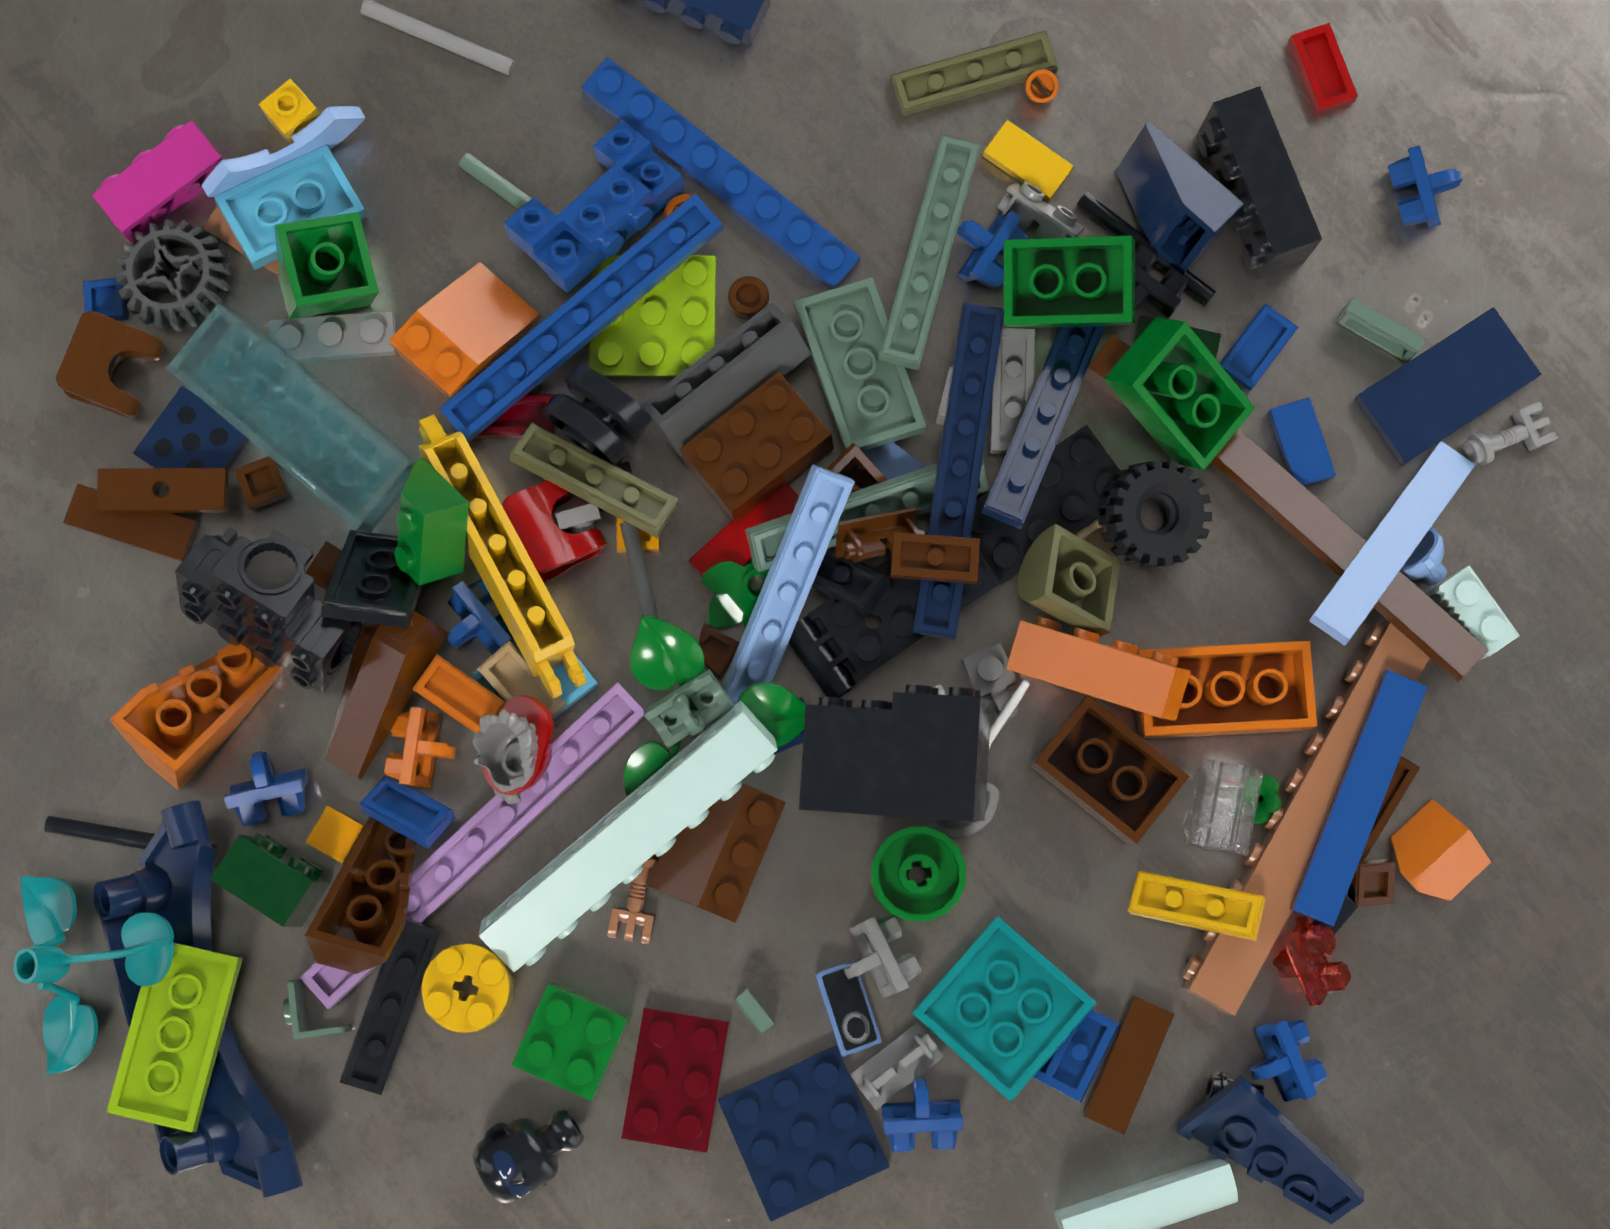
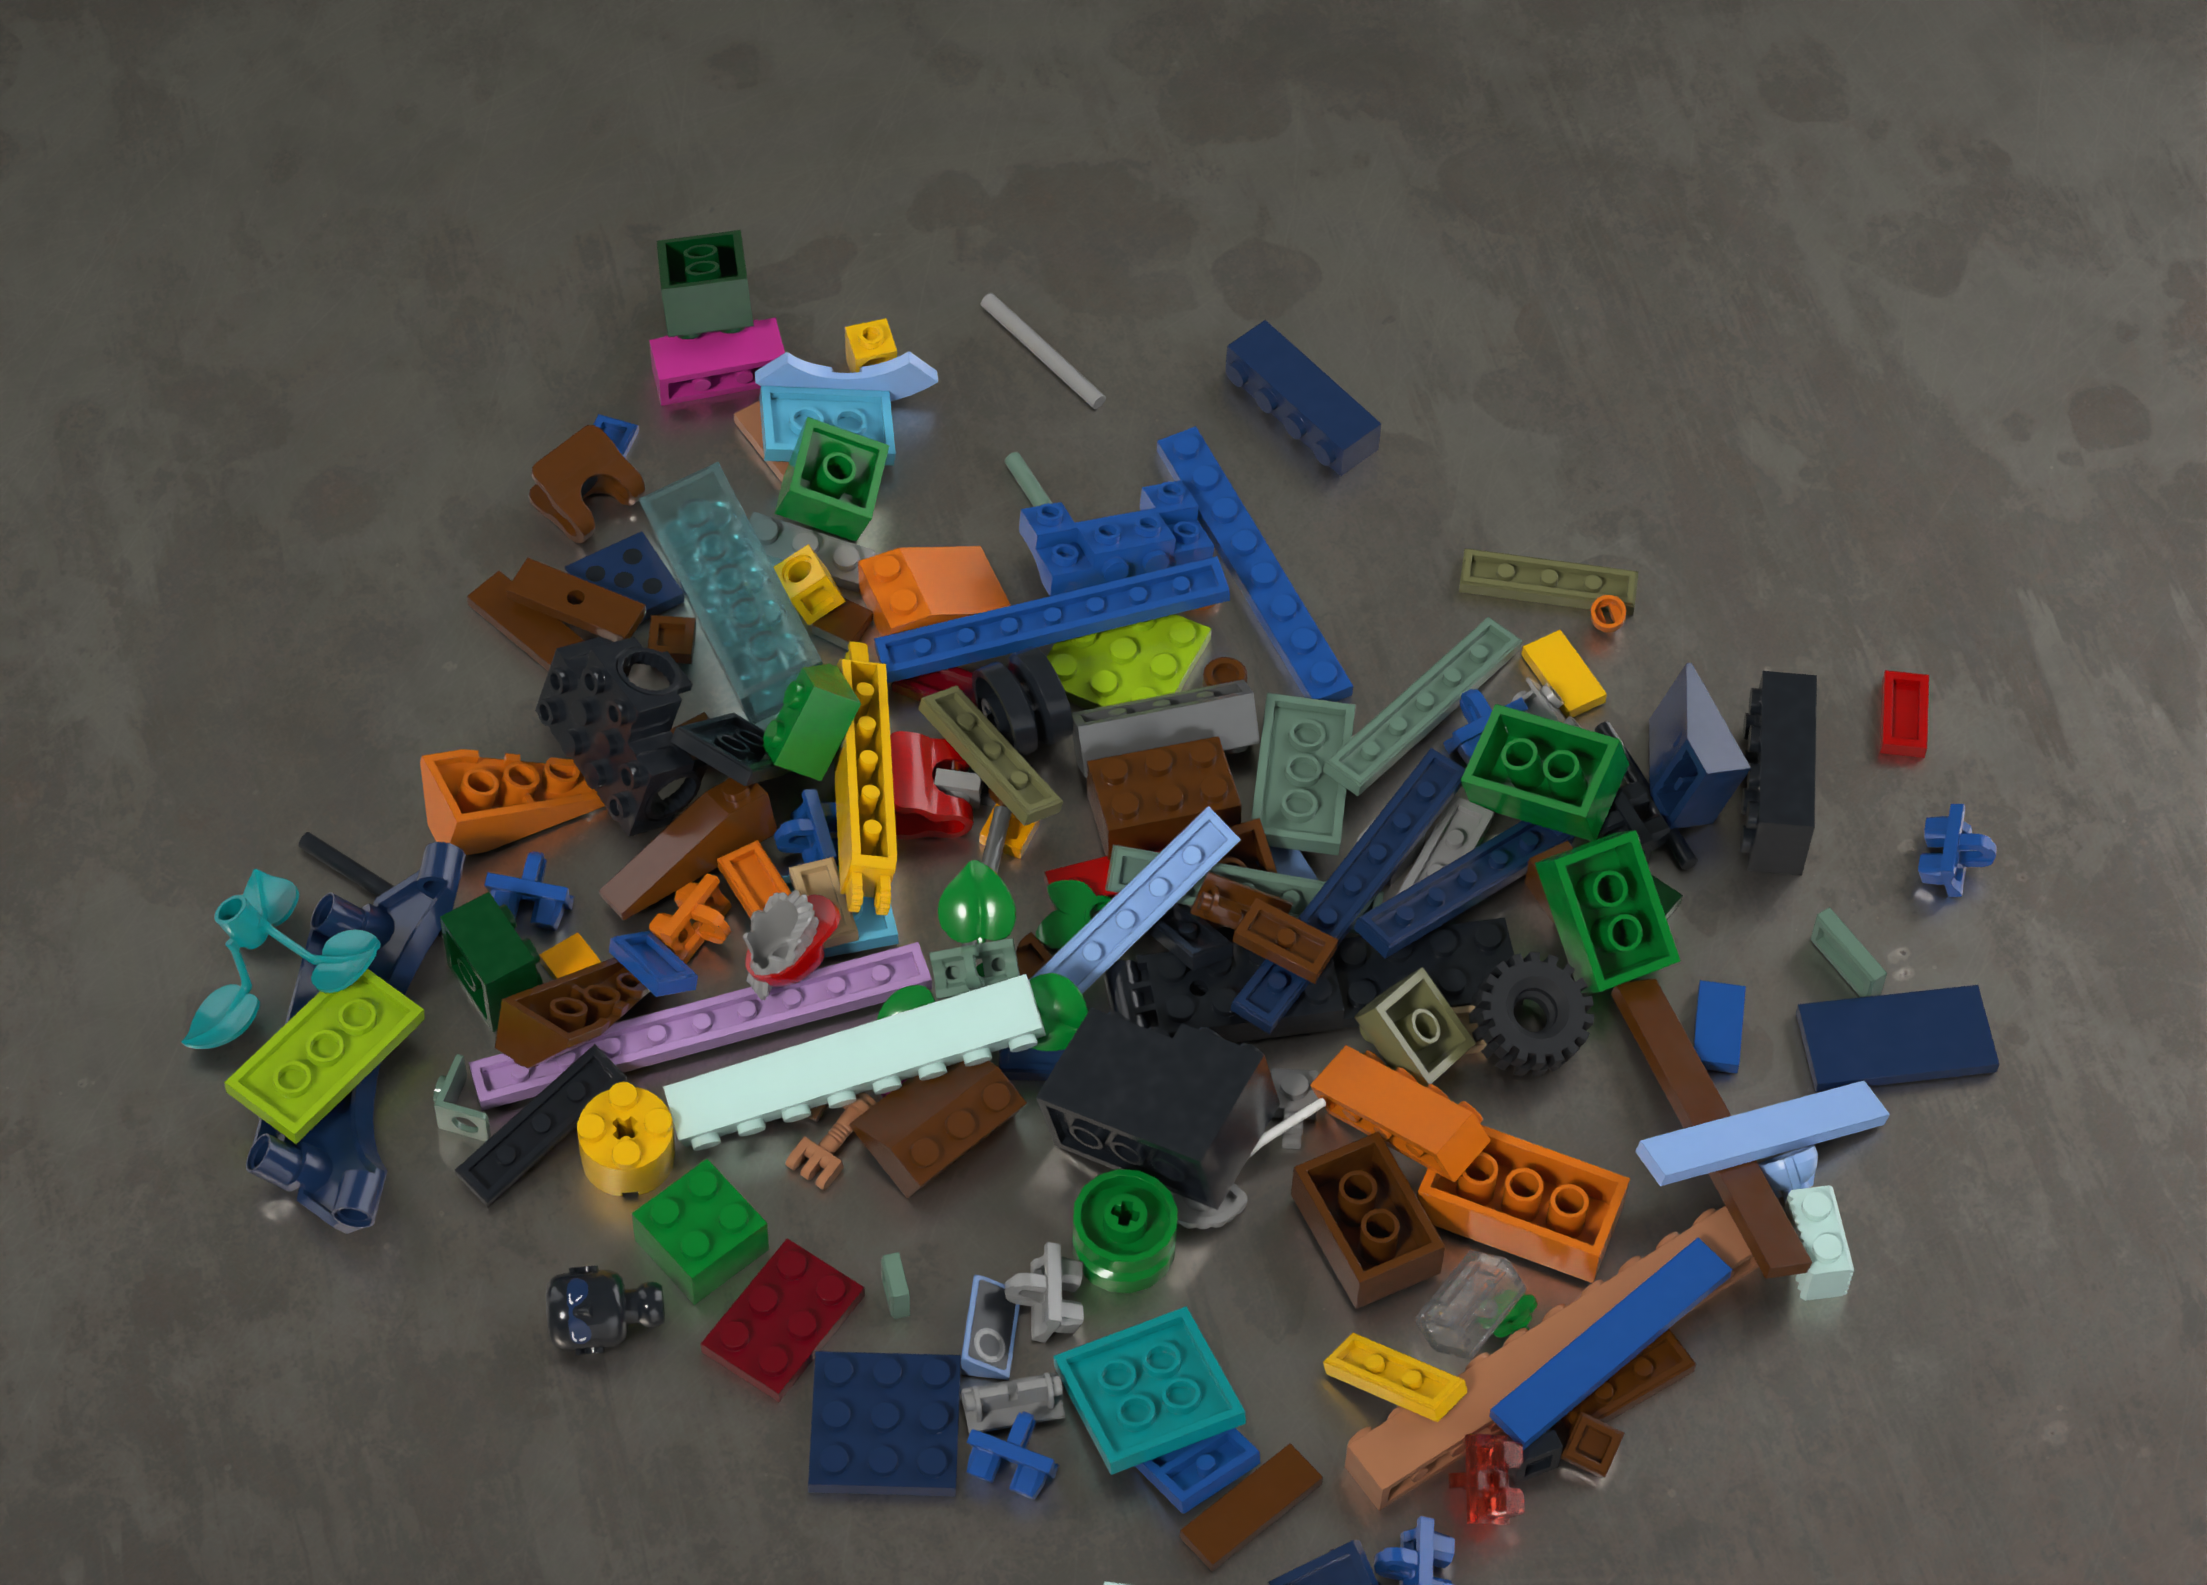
camera: 25 degrees right, 25 degrees down
(111, 117) = (704, 284): none -> dark green brick
(141, 283) = (663, 426): dark grey gear -> none
(363, 389) = (809, 584): none -> yellow brick
(399, 393) = (843, 624): none -> reddish brown tile
(1257, 347) = (1715, 926): blue tile -> none
(1437, 852) = (1678, 1455): orange slope -> none
(1481, 448) = (1966, 1108): light grey hinge -> none

